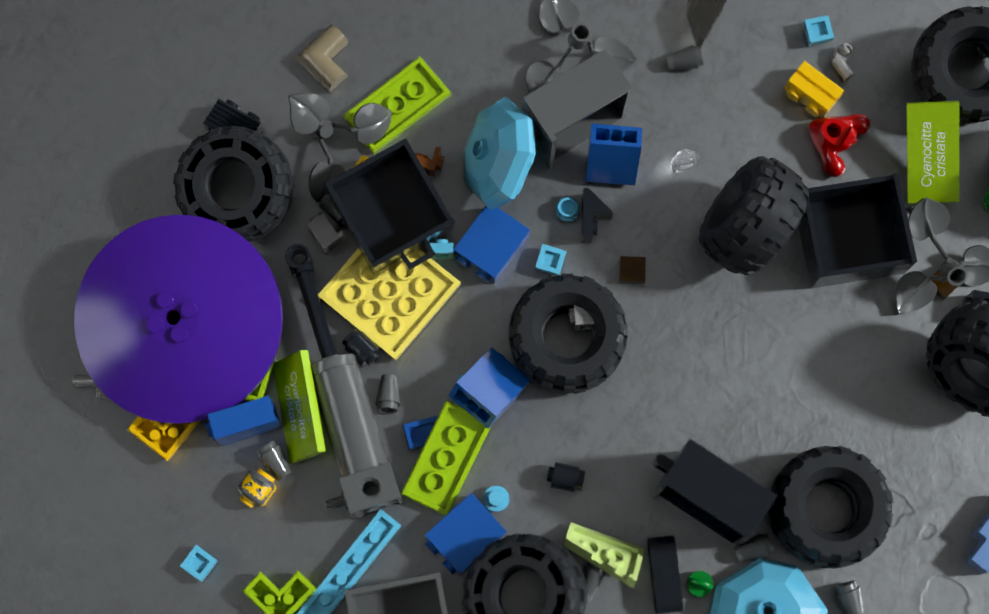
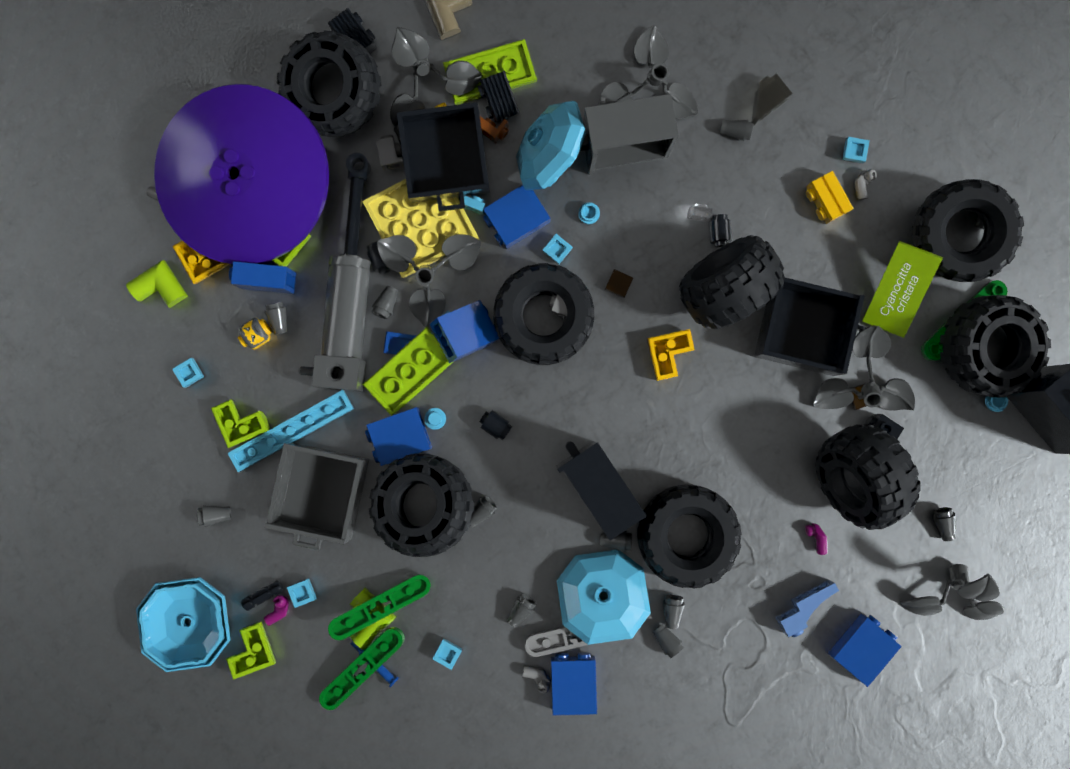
camera: 25 degrees right, 10 degrees up
(125, 473) = (159, 279): none -> lime brick
(299, 407) = (311, 284): lime tile -> none
(382, 331) = (400, 250): none -> dark grey plant
(419, 126) = (498, 96): none -> black brick
(592, 209) = (607, 221): black slope -> none
(606, 552) = (503, 499): yellowish green wing -> none
(613, 154) = (642, 184): blue brick -> none
(665, 574) = (539, 531): black beam -> none
(699, 584) = (563, 549): green tile -> none
(712, 318) = (664, 348): none -> yellow brick
(715, 169) = (720, 230): none -> black brick
(835, 135) = (829, 242): red head -> none
(970, 449) = (821, 538): none -> magenta arm

